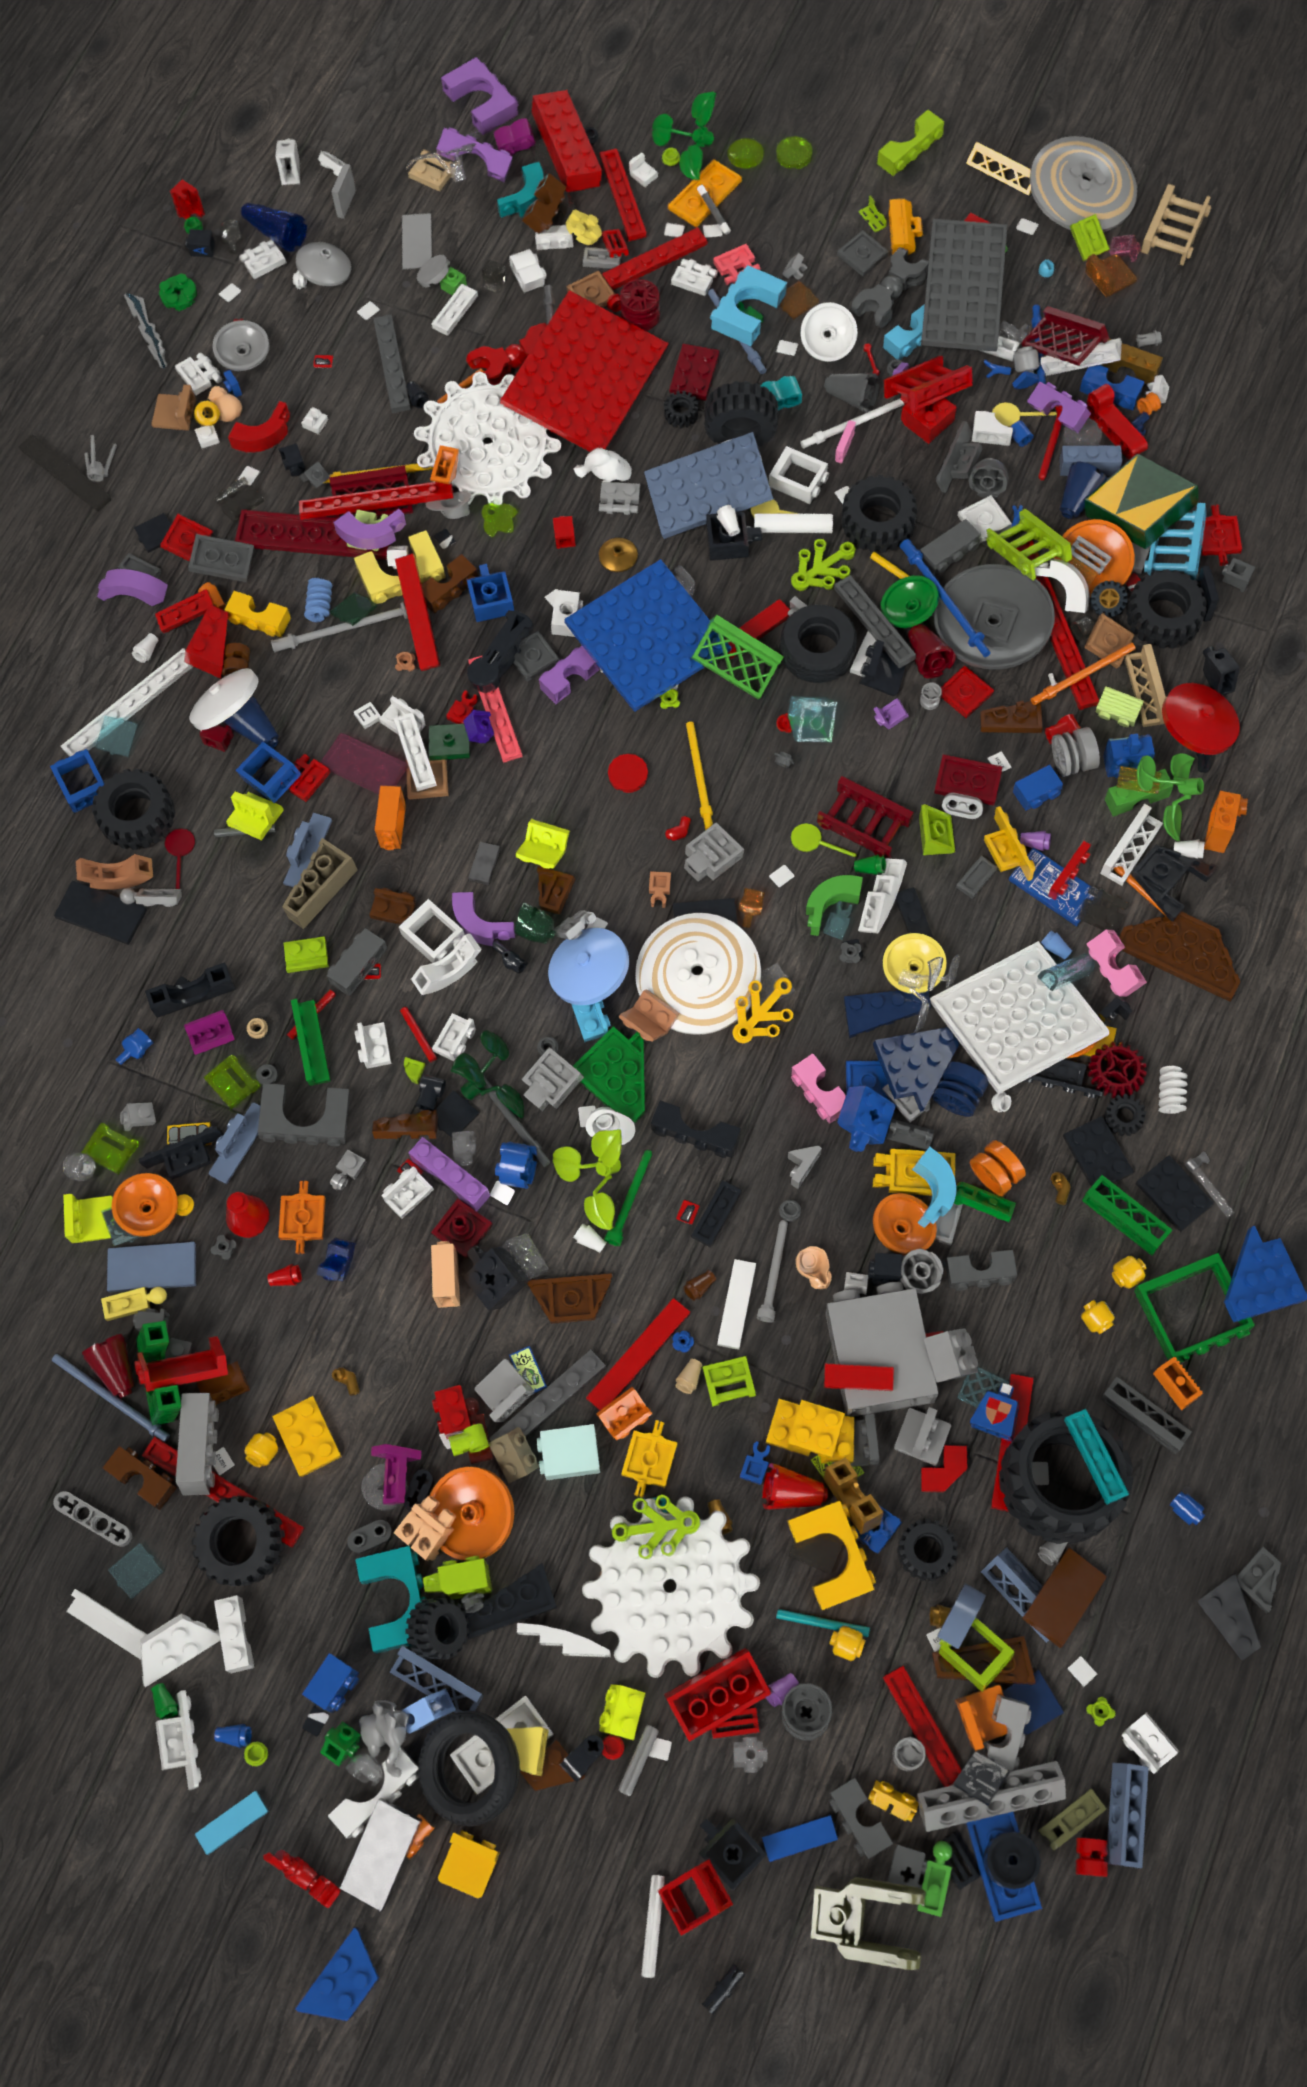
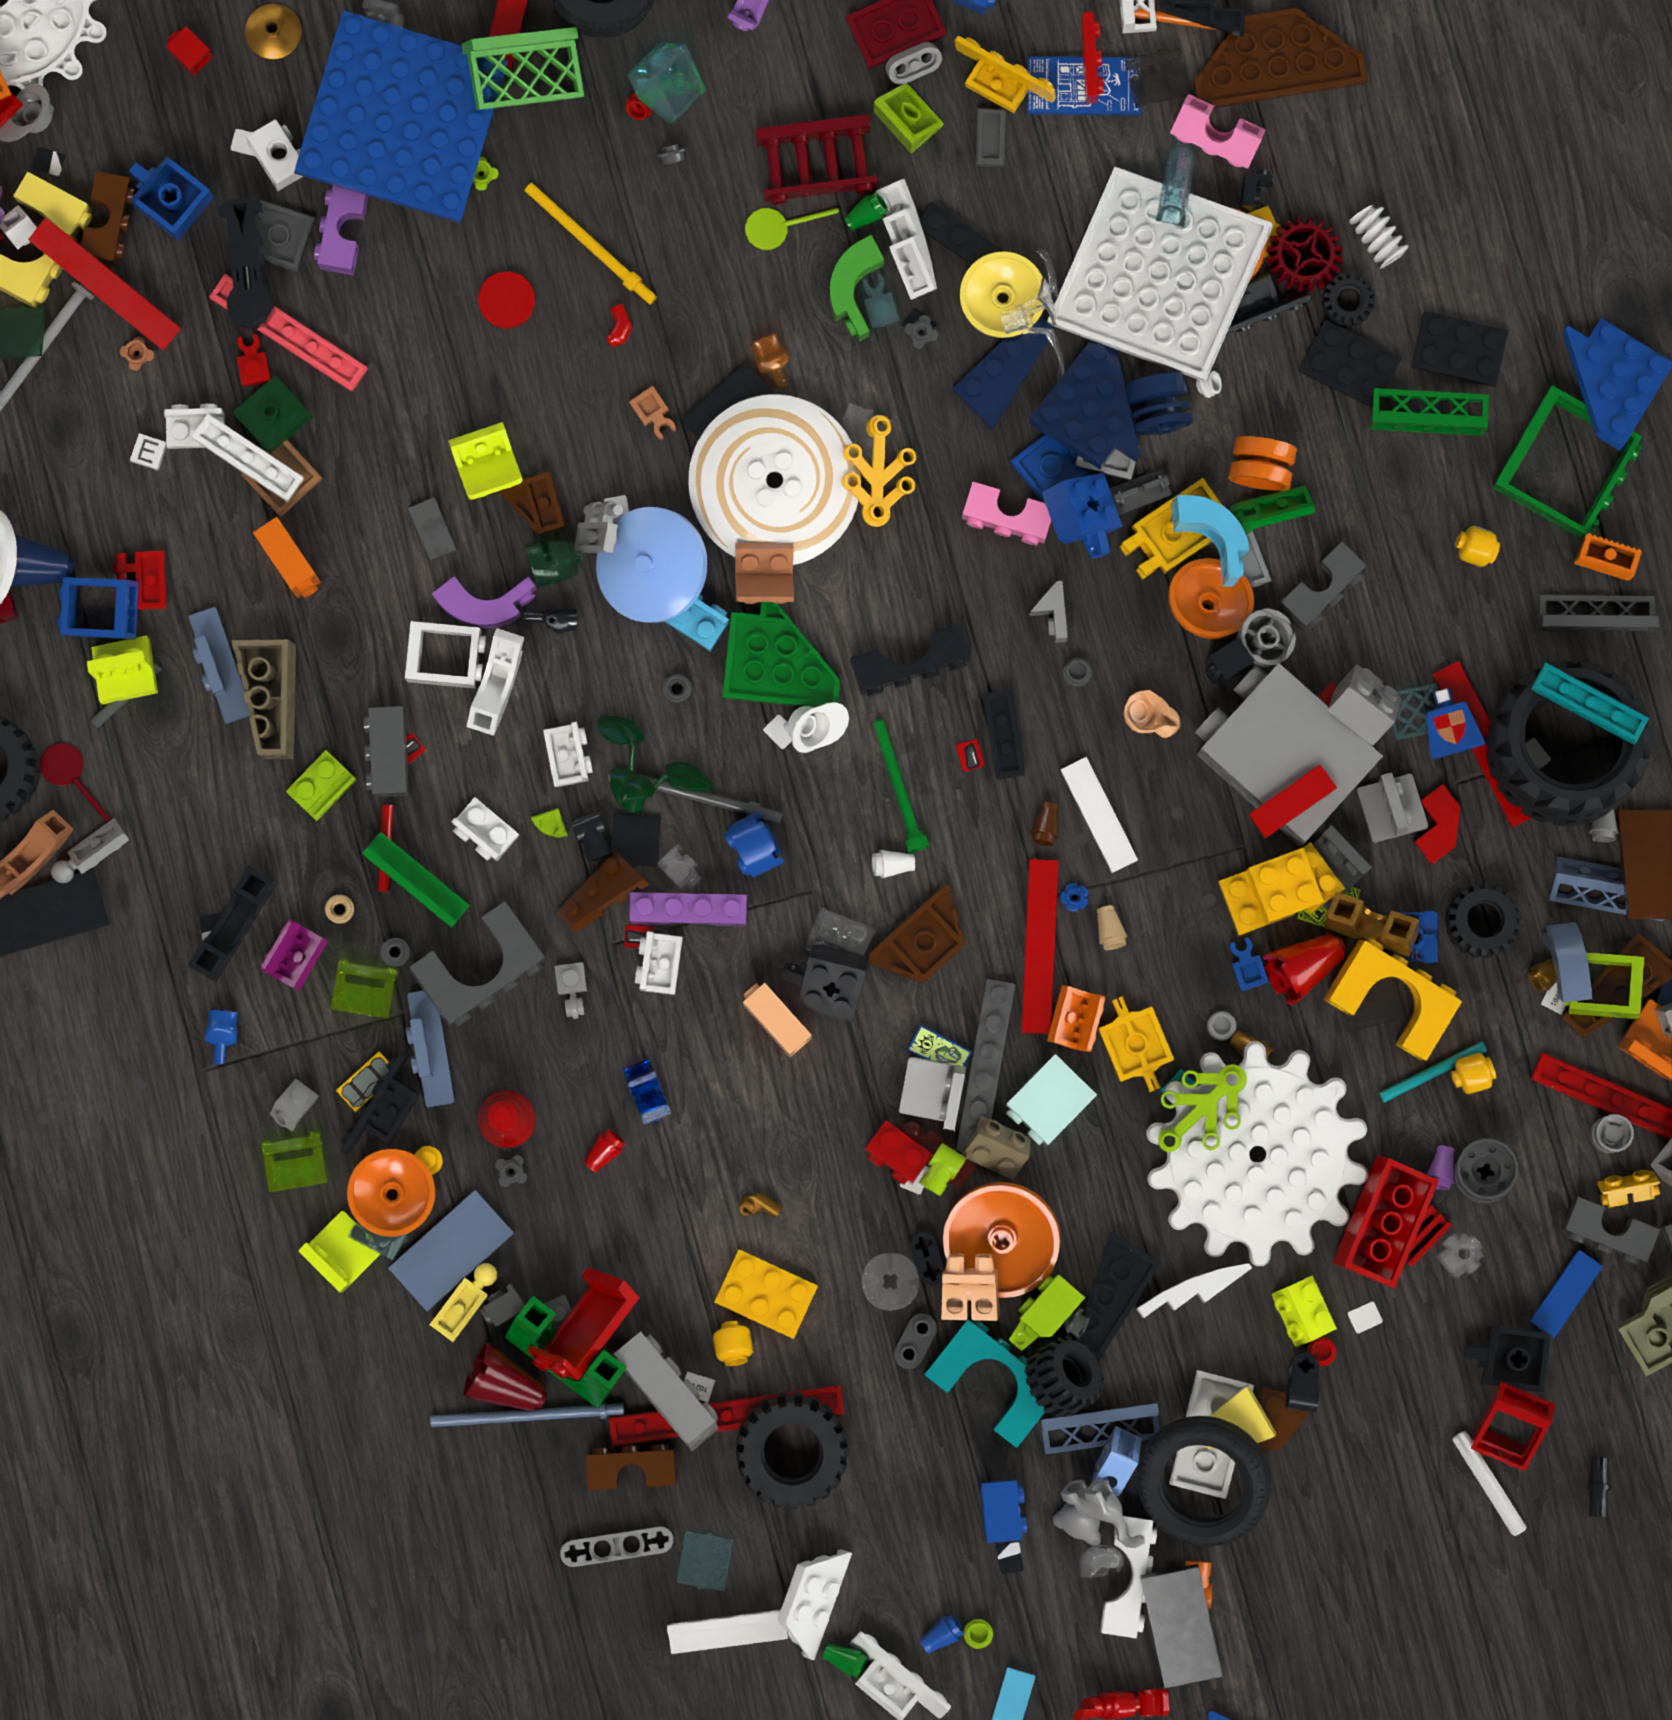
camera: 45 degrees left, 15 degrees up
(79, 1166) = (281, 1208): clear head -> none
(226, 1386) = (643, 1310): reddish brown hinge -> none
(234, 1644) = (861, 1541): white arch -> none
(302, 1217) = (568, 1075): orange plate -> none
(341, 1738) = (1054, 1552): green brick -> none
(363, 764) = (197, 515): clear pink tile -> none
(392, 906) = (373, 658): reddish brown bracket -> none
(395, 1470) = (893, 1259): magenta bracket -> none
(418, 1034) = (523, 781): red bar -> none
(462, 1227) = (748, 956): dark red plate -> none
(468, 1864) = (1271, 1568): yellow bracket -> none
(478, 726) = (294, 372): dark purple brick -> none
(500, 520) = (99, 89): clear neon green plate -> none
(502, 1193) = (759, 885): white sticker -> none
(550, 1080) = (714, 724): light grey piece -> none
(607, 1147) = (849, 762): lime plant -> none
(638, 1760) = (1356, 1343): light grey axle -> none
(711, 1489) = (1221, 1026): none -> light grey tile
(712, 853) = (680, 328): light grey piece -> none
(725, 1374) = (1147, 895): lime plate -> none
(766, 1312) = (1136, 799): light grey piece -> none
(781, 876) = (774, 295): white sticker -> none
(856, 1282) = (1205, 699): white plate -> none
(1038, 840) = (1025, 44): medium lavender cone -> none
(1056, 945) = (1136, 156): medium blue cone -> none
(1062, 1186) = (1339, 429): pearl gold arm -> none
(1129, 1272) = (1475, 473): yellow head -> none
(1193, 1166) = (1457, 304): clear piece -> none

